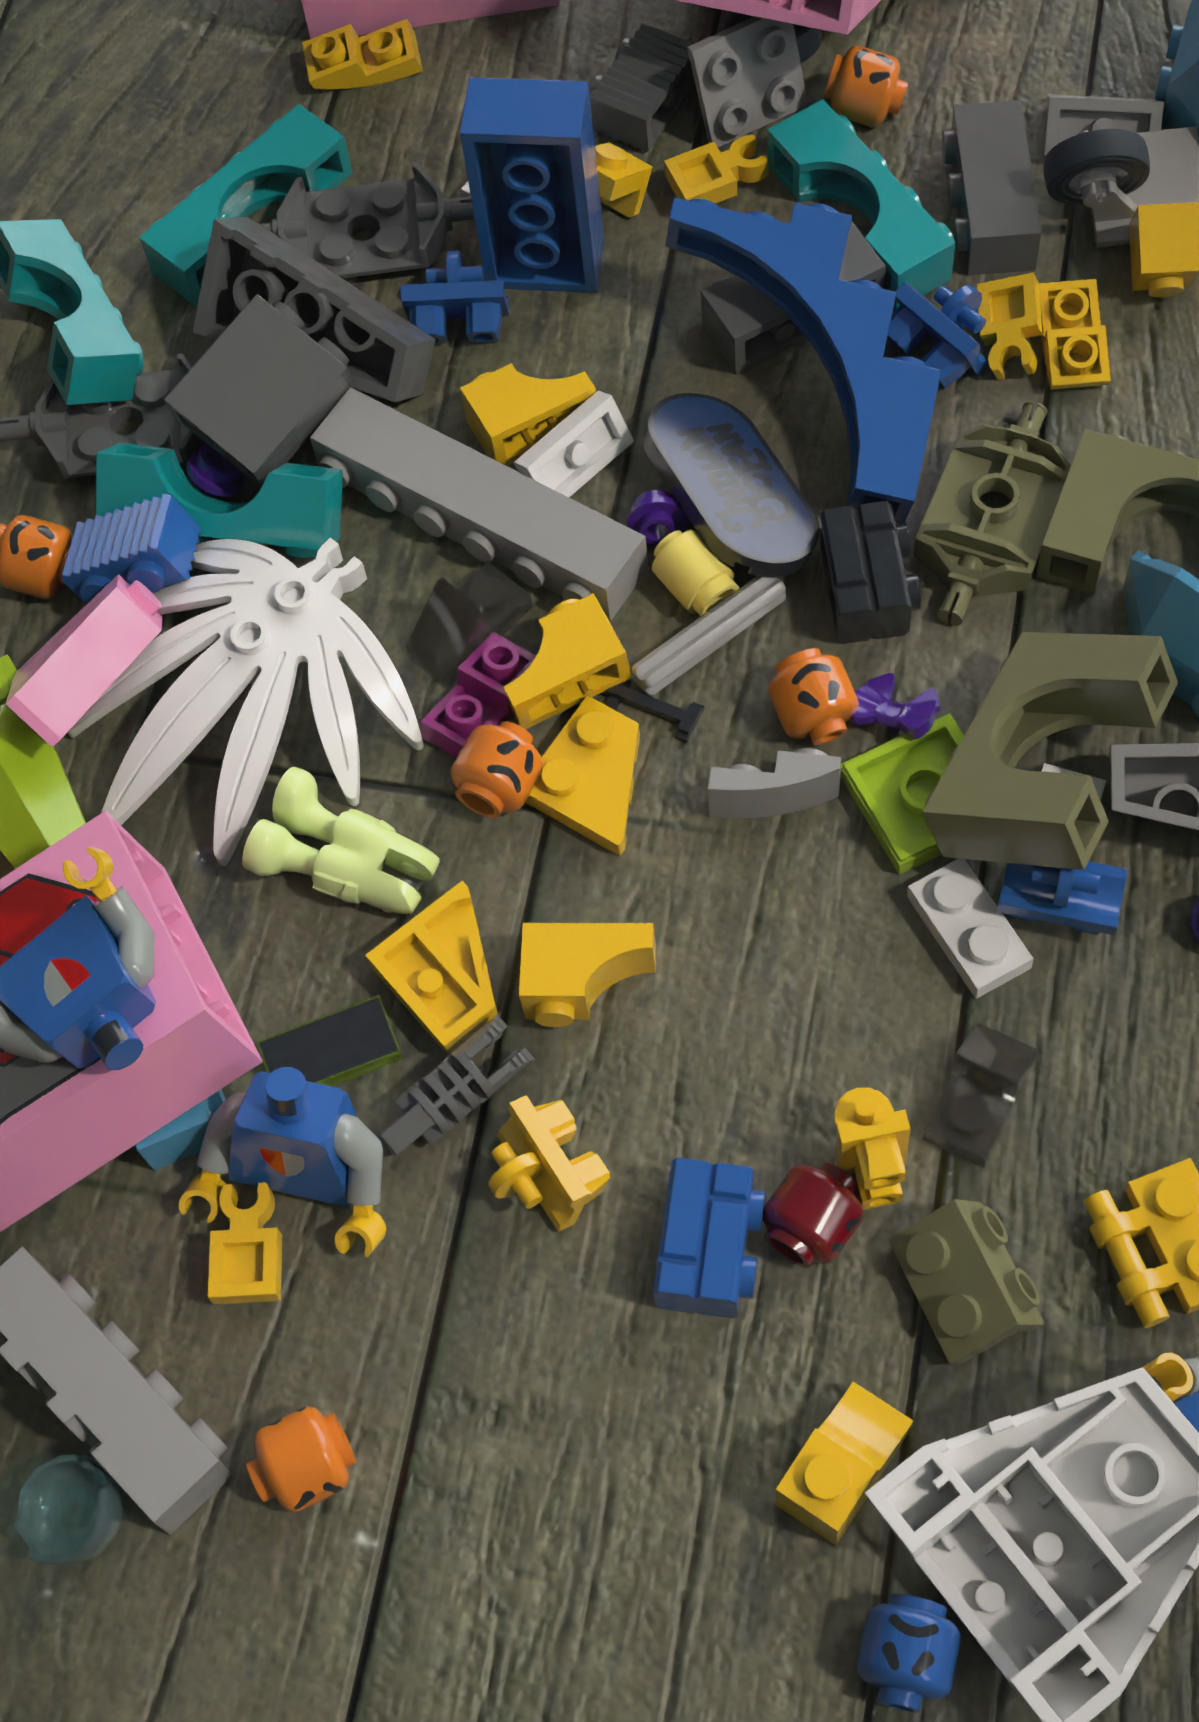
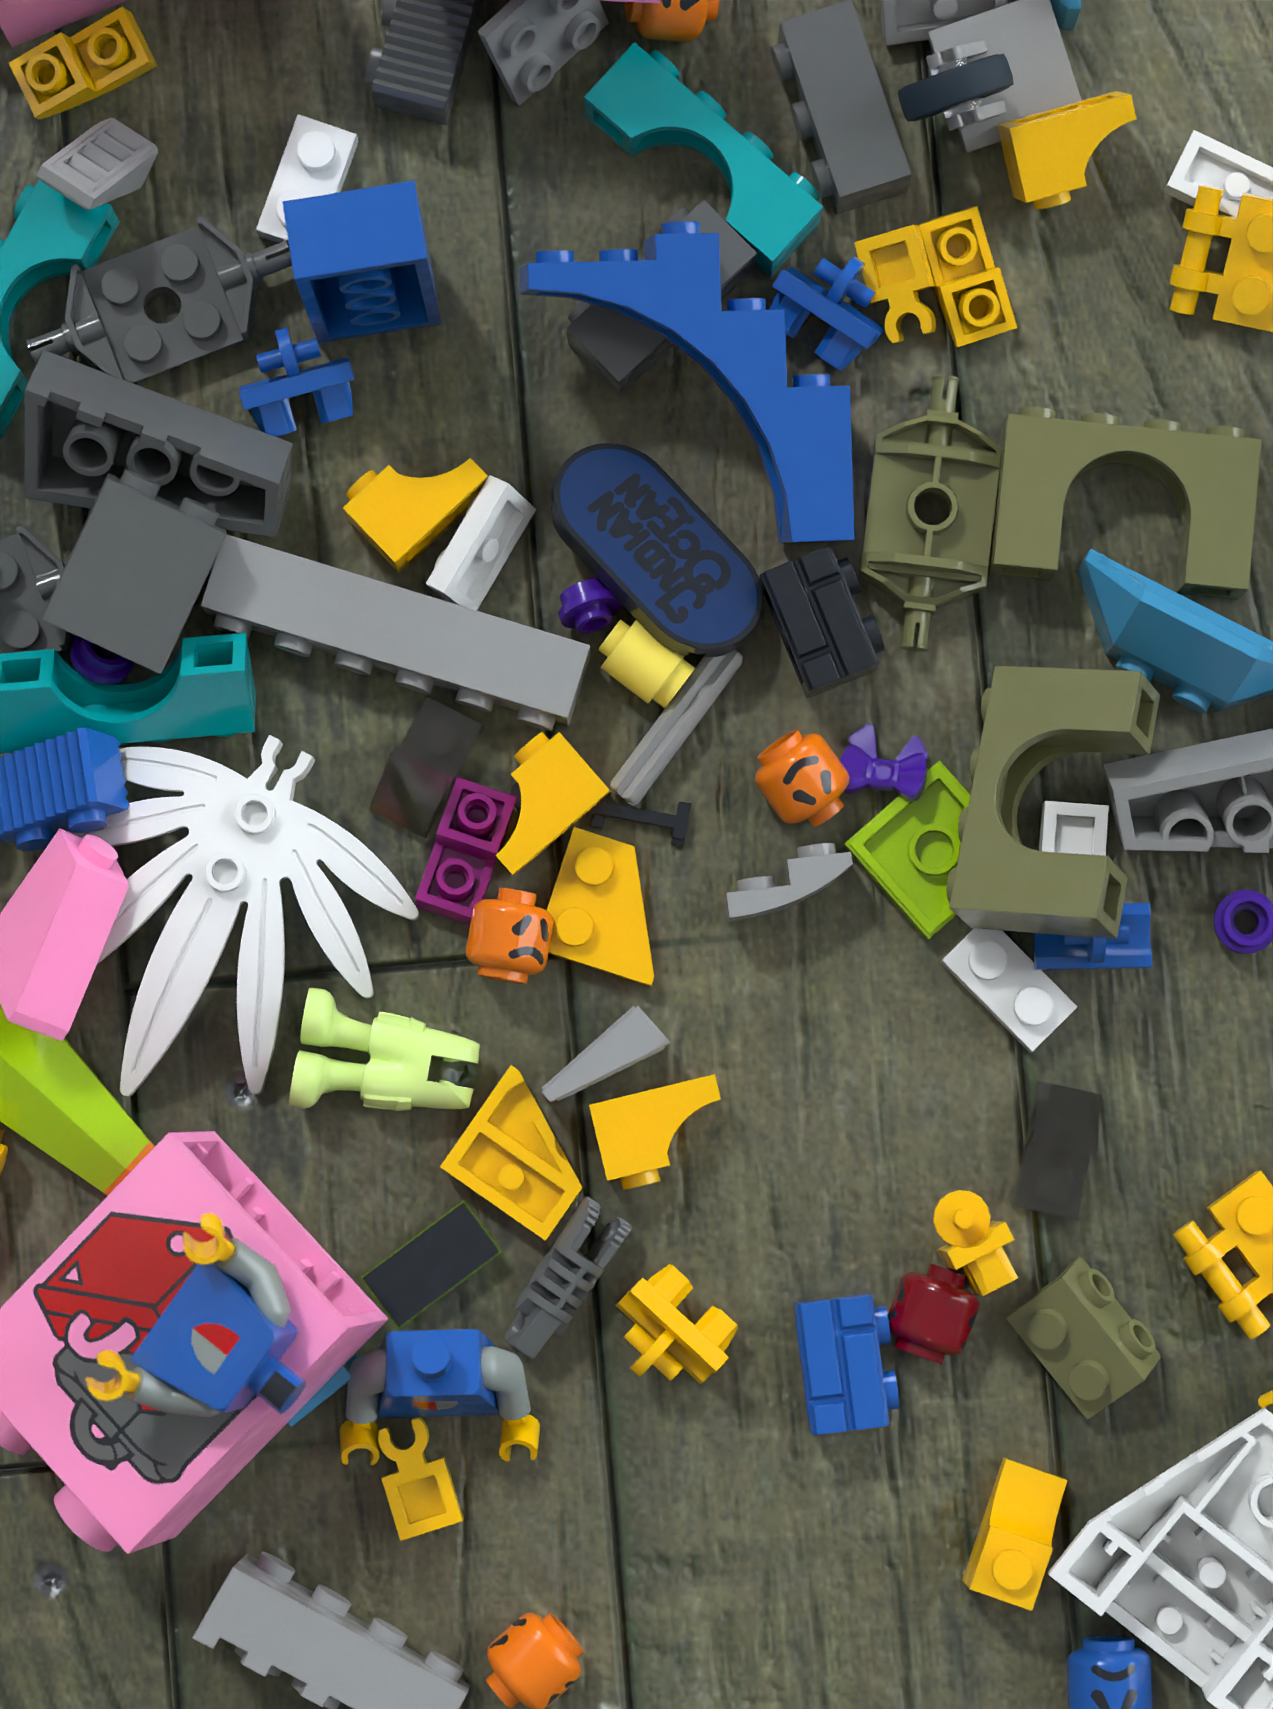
camera: 25 degrees left, 20 degrees up
(348, 111) = (100, 165): none -> light grey slope
(559, 894) = (619, 1047): none -> light grey slope
(621, 179) = (437, 184): yellow bracket -> none
(714, 174) = (526, 154): yellow plate -> none

